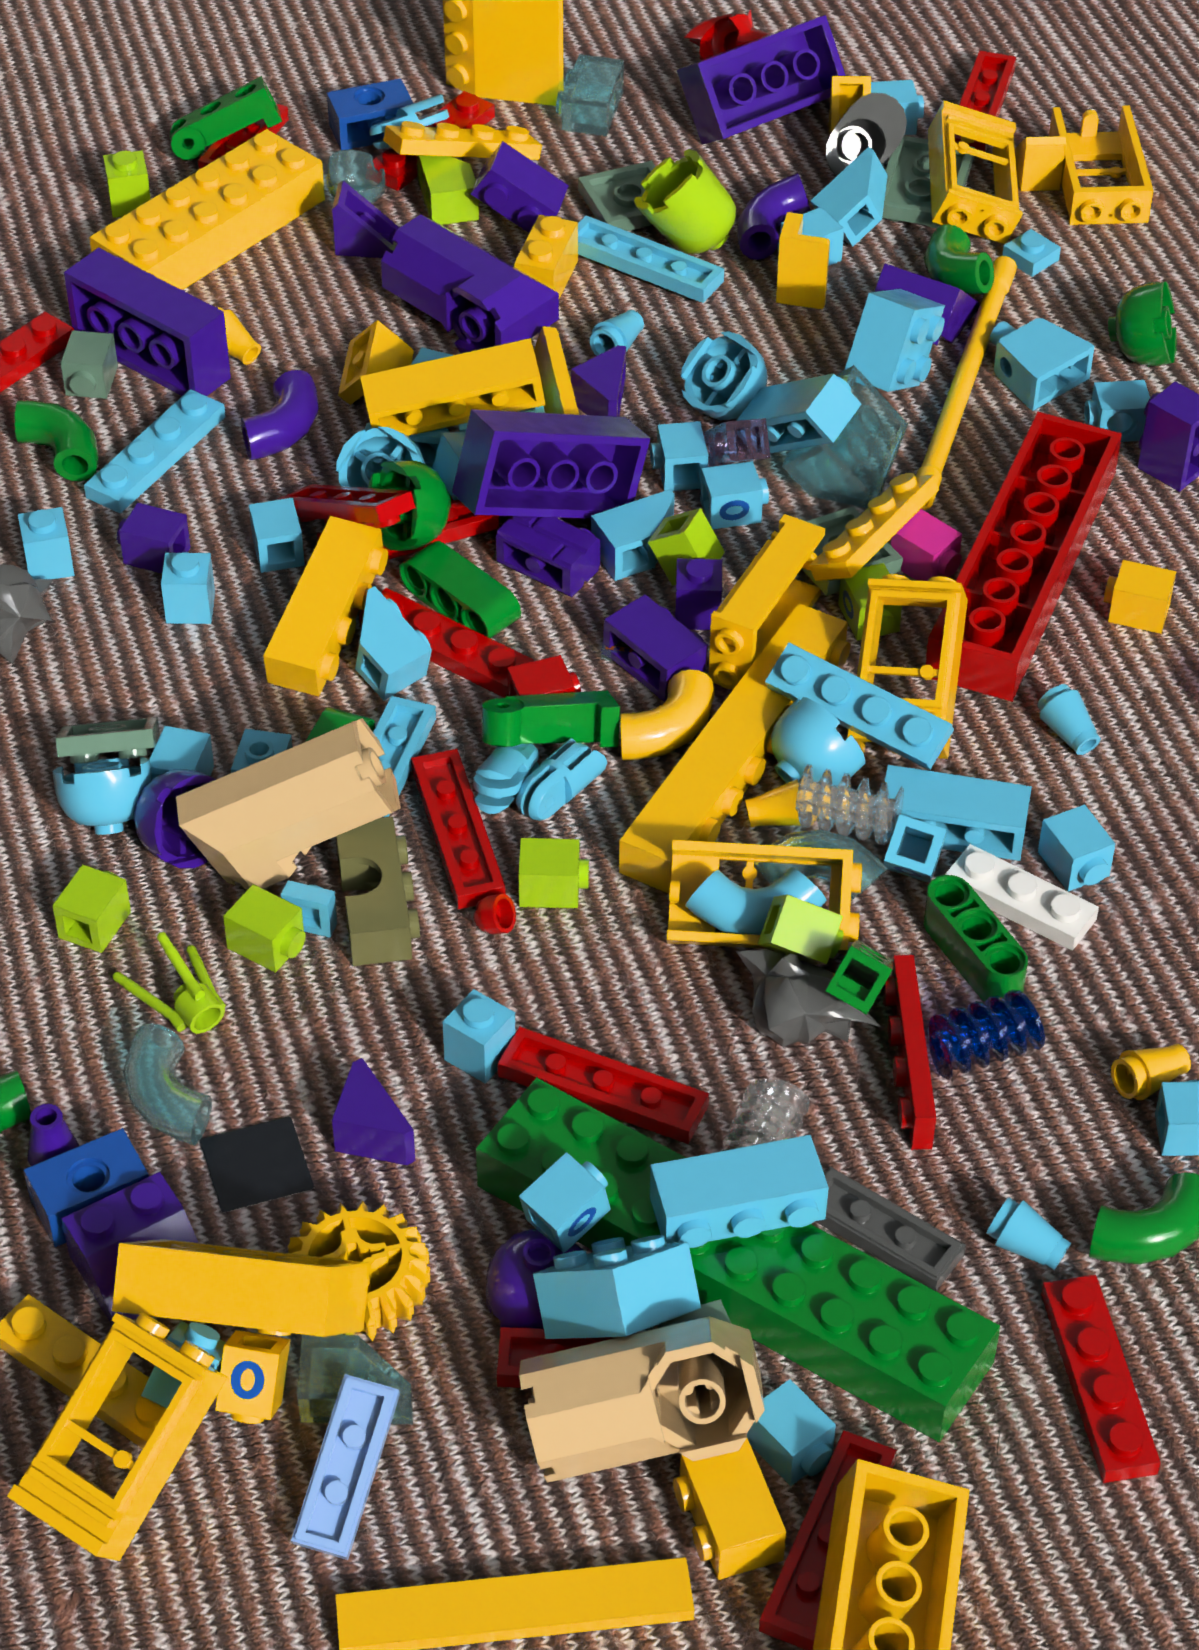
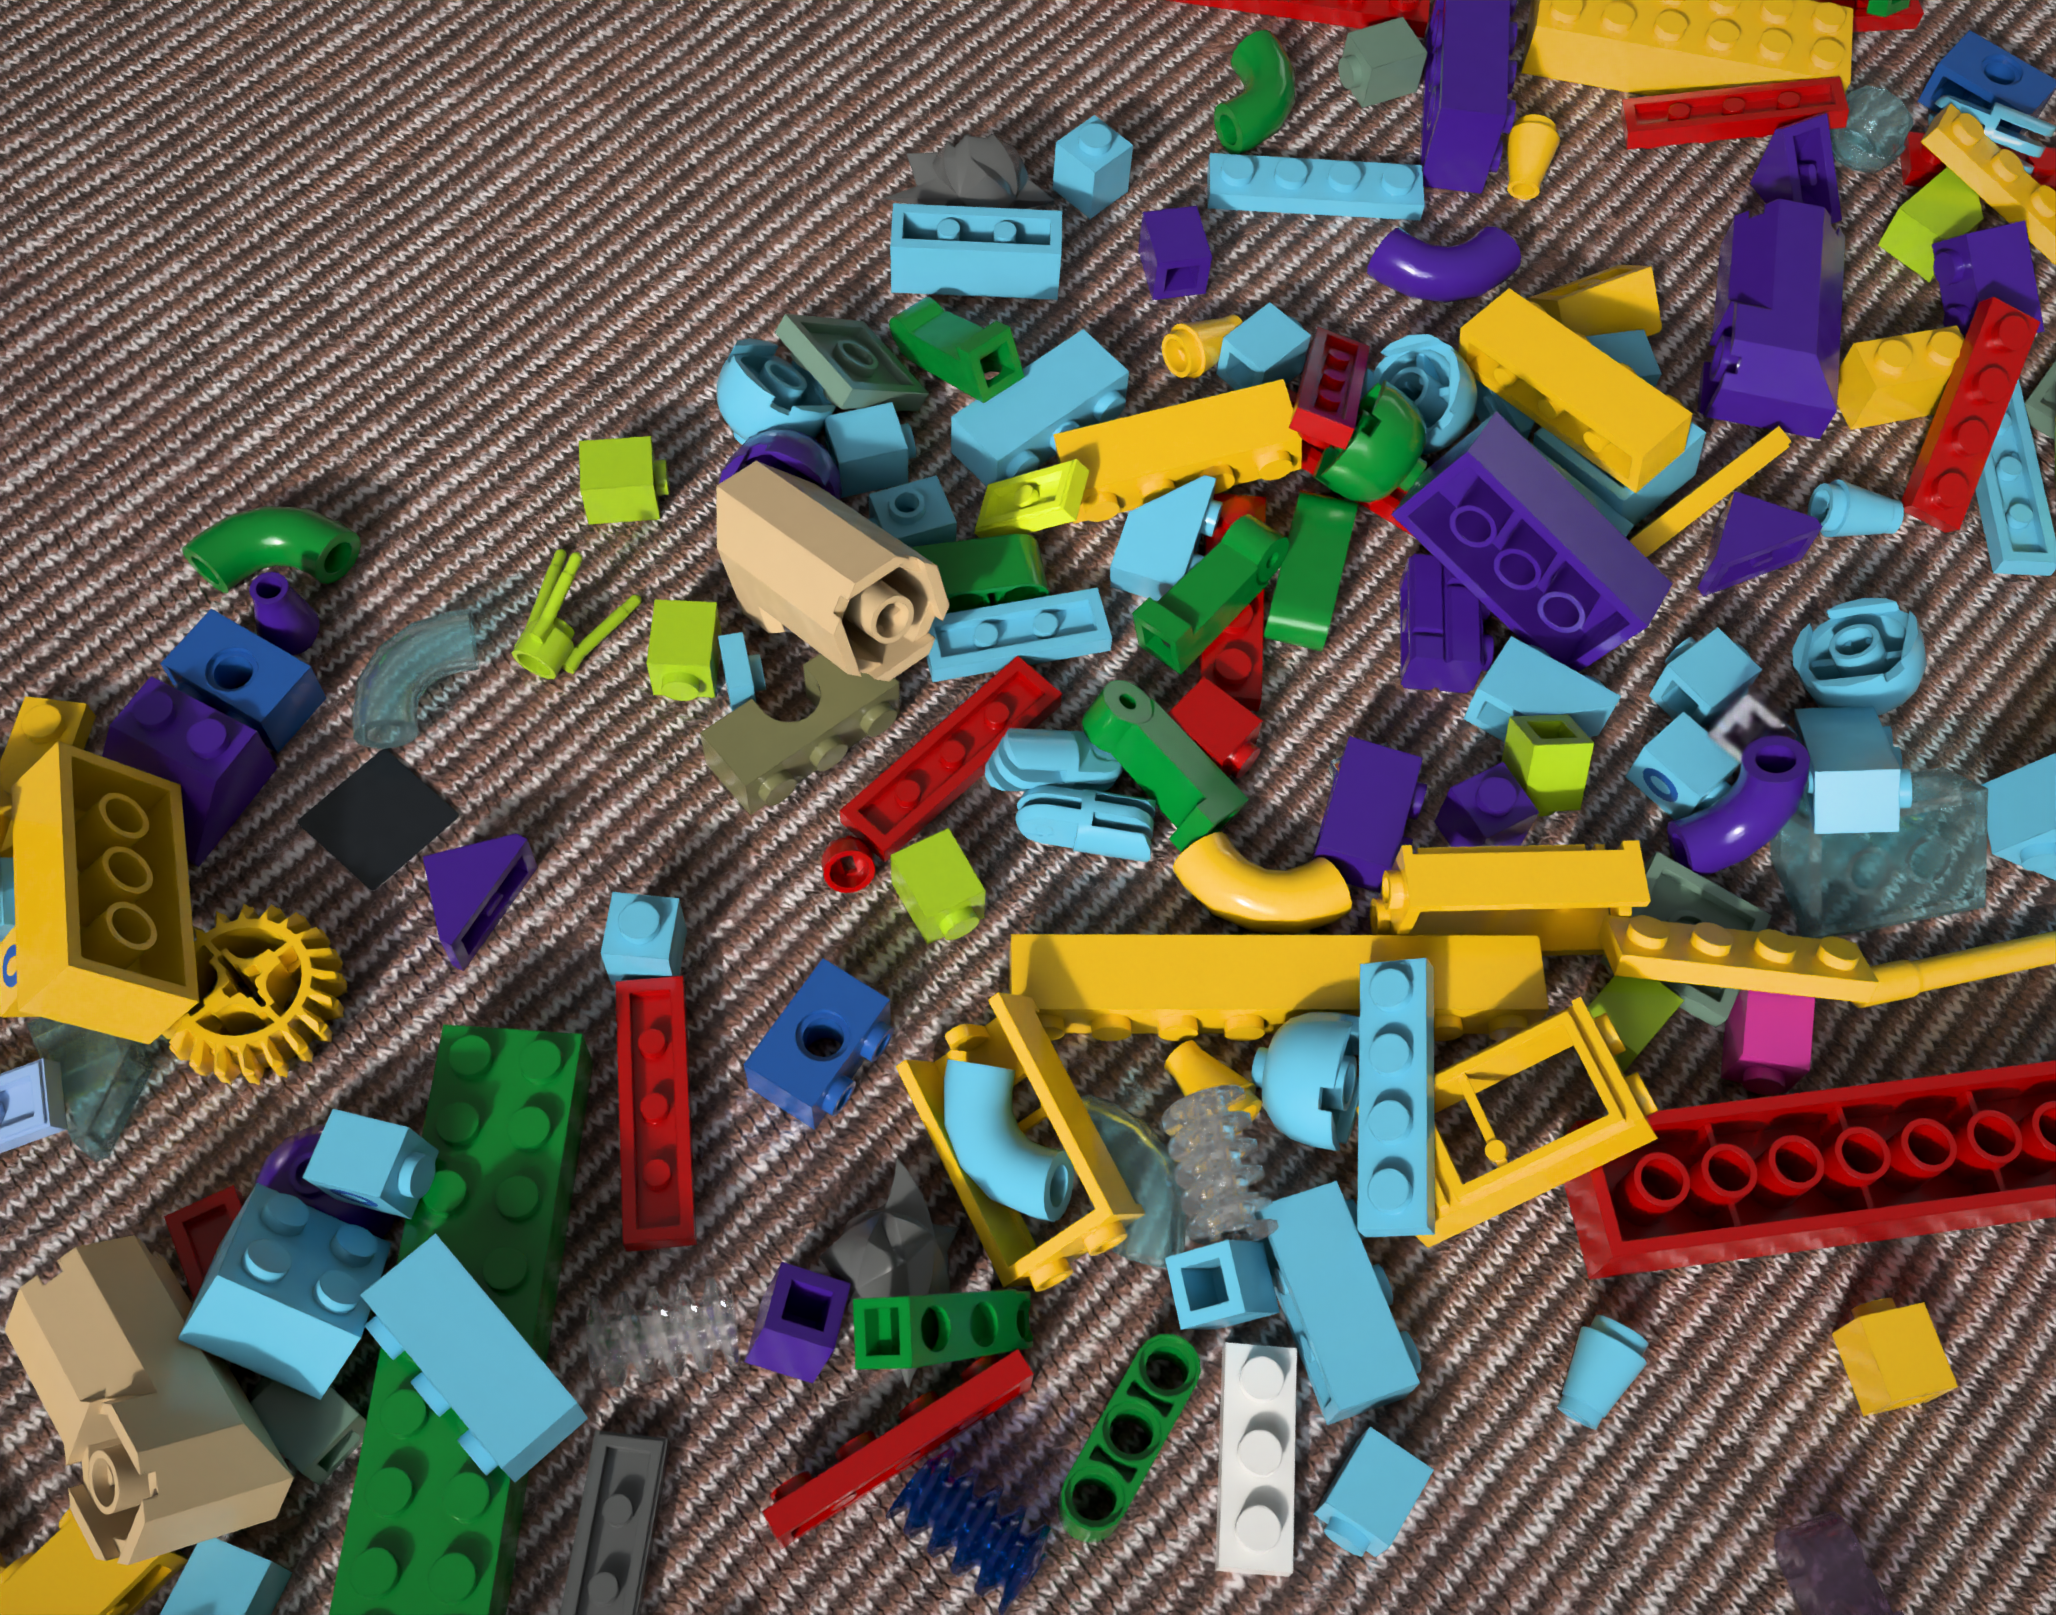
camera: 55 degrees right, 15 degrees up
(69, 632) = (975, 251): none -> medium azure brick
(145, 676) = (957, 349): none -> green leg
(188, 588) = (1123, 315): medium azure brick -> none
(229, 664) = (1060, 392): none -> medium azure brick
(240, 563) = (1196, 345): none -> yellow cone
(287, 228) = (1730, 112): none -> red plate
(303, 693) = (1033, 500): none -> neon yellow plate
(449, 636) = (1210, 593): none -> green leg
(602, 244) = (1969, 415): none -> red plate
(619, 979) = (824, 1007): none -> blue brick
(788, 470) = (1751, 811): none -> dark purple cylinder
(802, 930) = (965, 1218): lime brick -> none
(806, 1054) = (797, 1322): none -> dark purple brick

